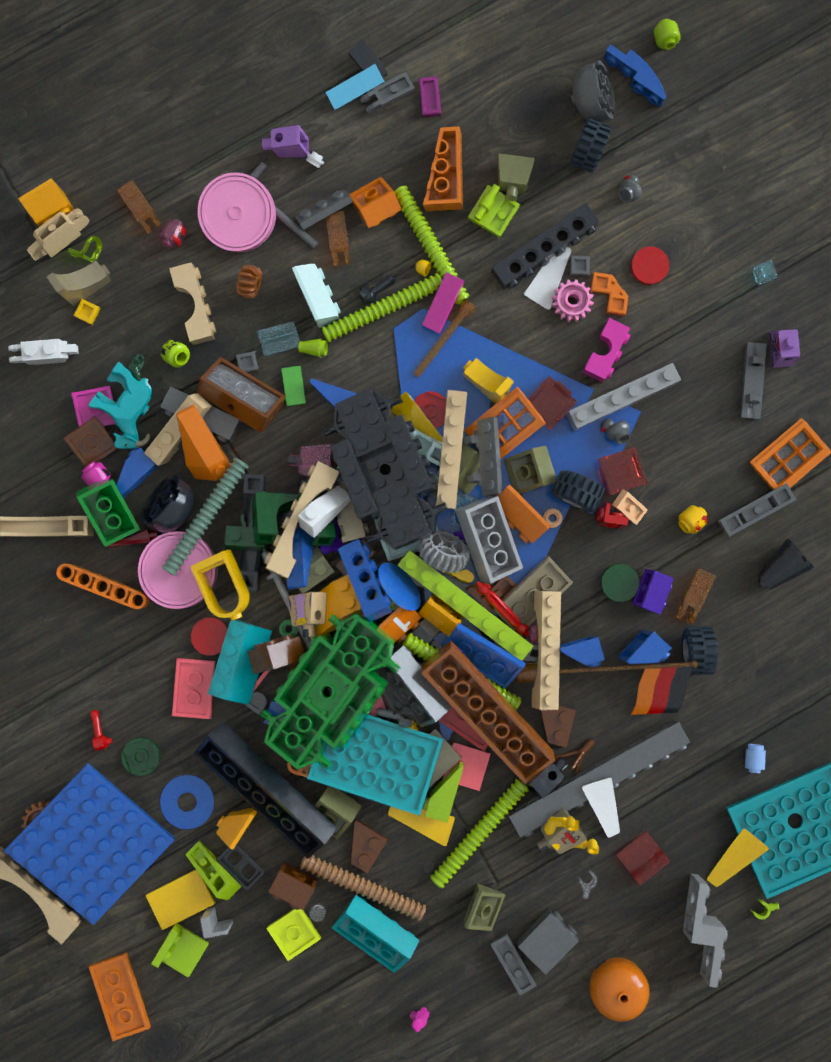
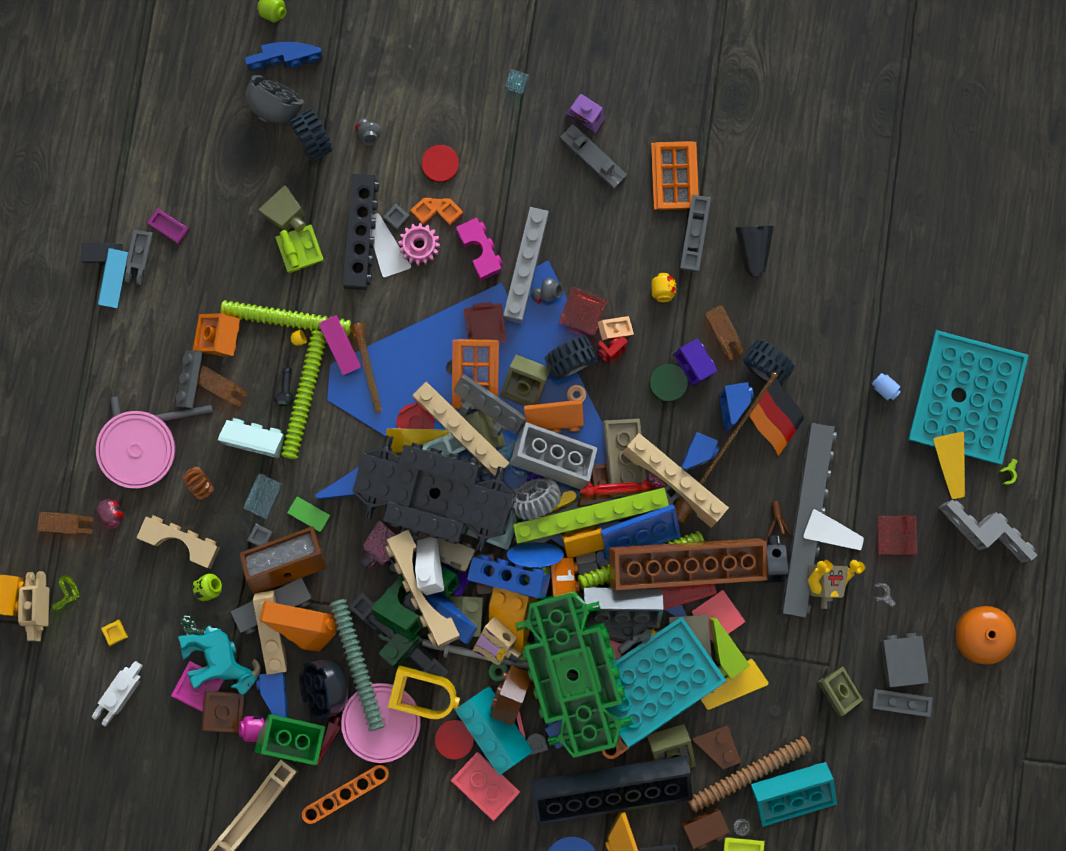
camera: 55 degrees left, 5 degrees down
(80, 283) = (90, 616): dark tan arch -> none
(287, 142) = (113, 365): medium lavender torso -> none
(314, 347) = (291, 474): lime cone -> none
(315, 159) = (143, 354): white plate -> none
(419, 1019) = (888, 811): dark pink plant -> none
(446, 180) = (244, 265): orange wedge -> none
(479, 833) = (778, 648): lime piece -> none
(487, 381) = (428, 359): yellow arch -> none
(558, 725) = (741, 518): reddish brown wing -> none

